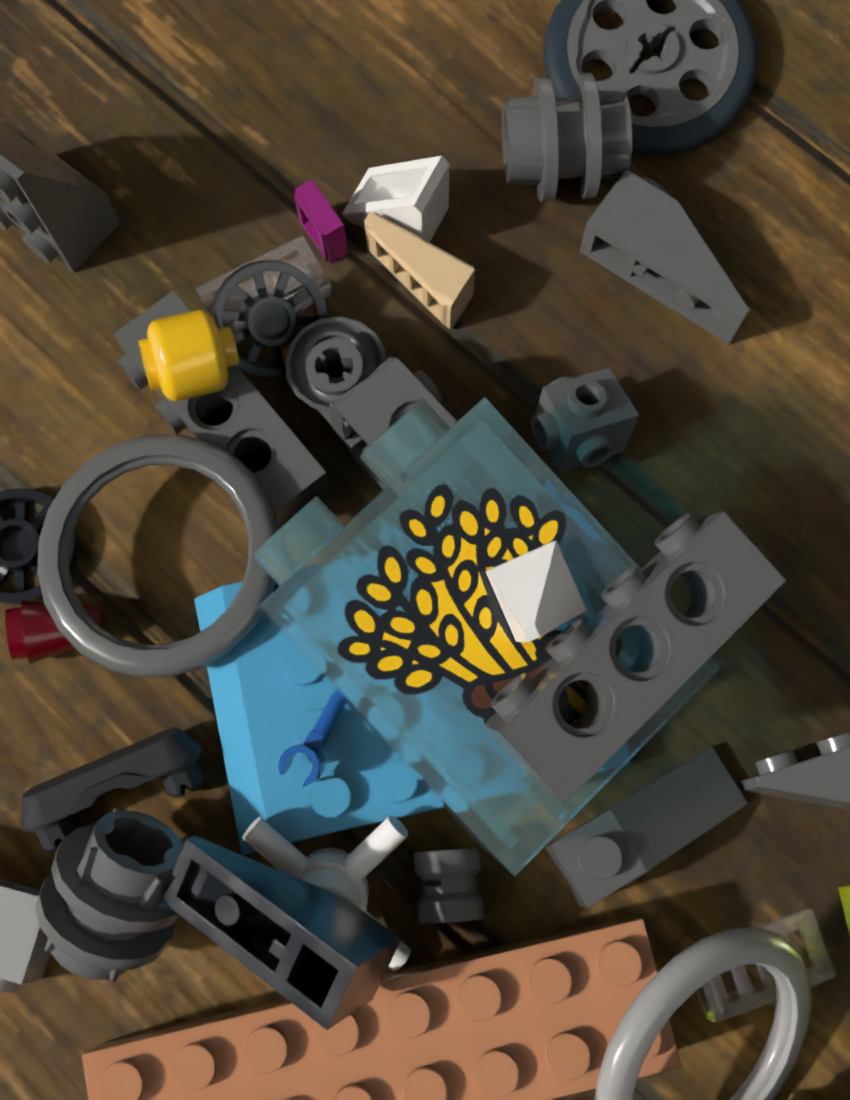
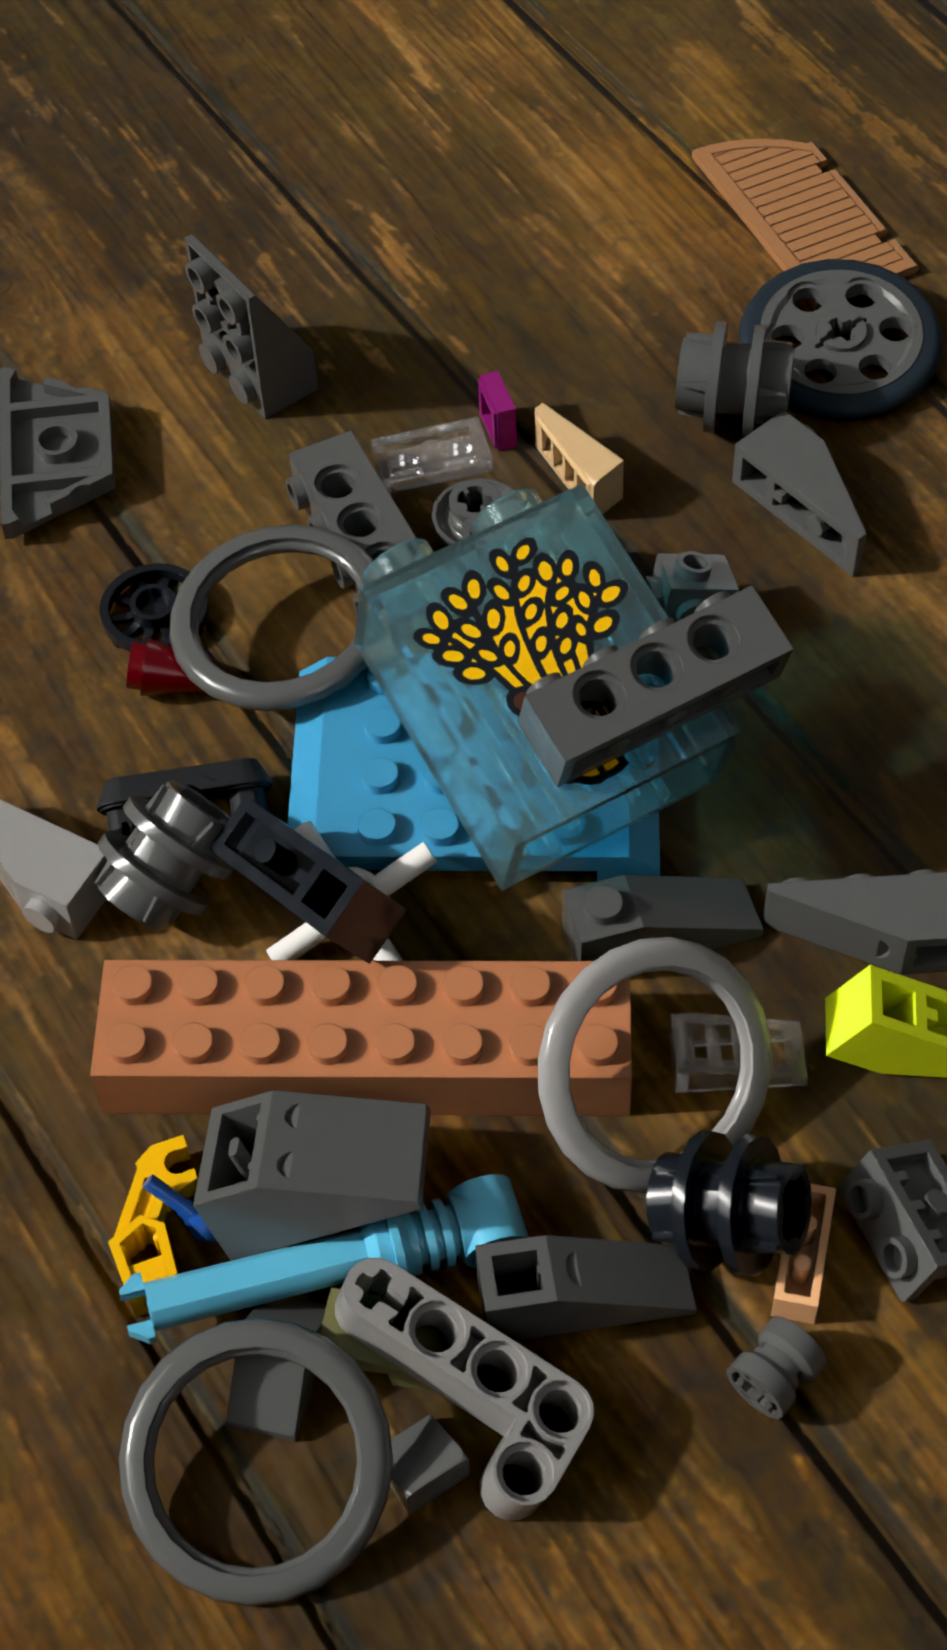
camera: 15 degrees right, 20 degrees down
(188, 355) = (349, 468): yellow head -> none
(268, 315) = (429, 468): black wheel -> none
(315, 741) = (361, 773): blue hand -> none
(406, 193) = (586, 401): white slope -> none
(449, 886) = (465, 919): dark grey wheel -> none
(536, 592) = (585, 627): white slope -> none

